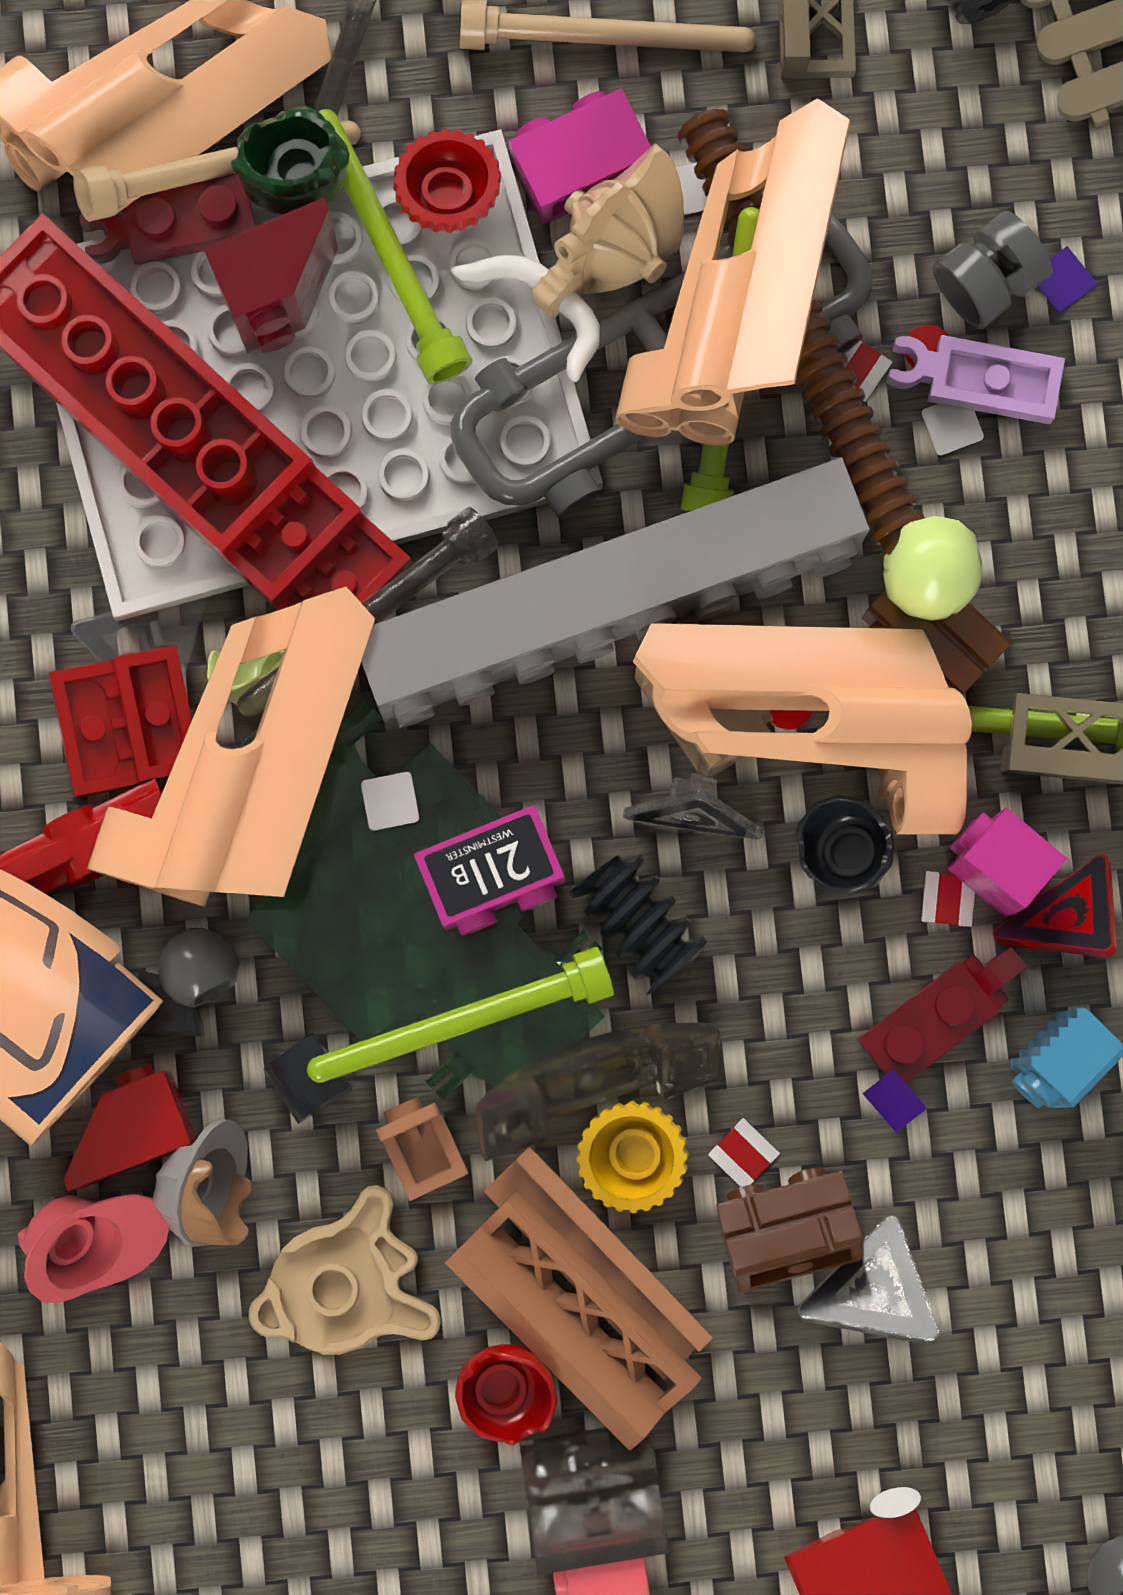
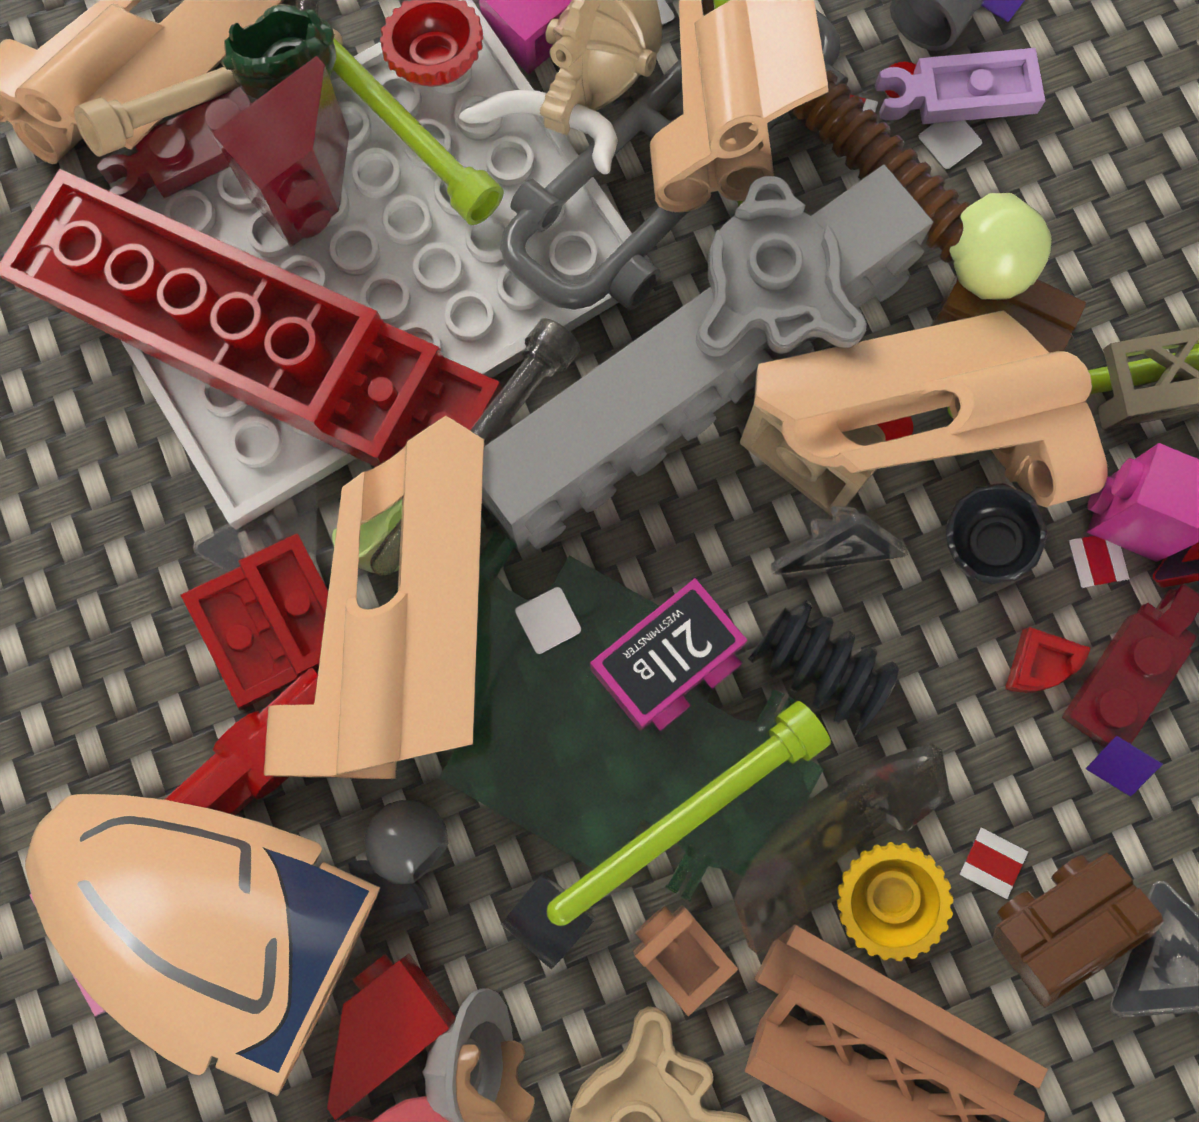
camera: 15 degrees left, 5 degrees down
(698, 539) = (776, 274): none -> light grey tile
(856, 981) = (1044, 661): none -> red tile

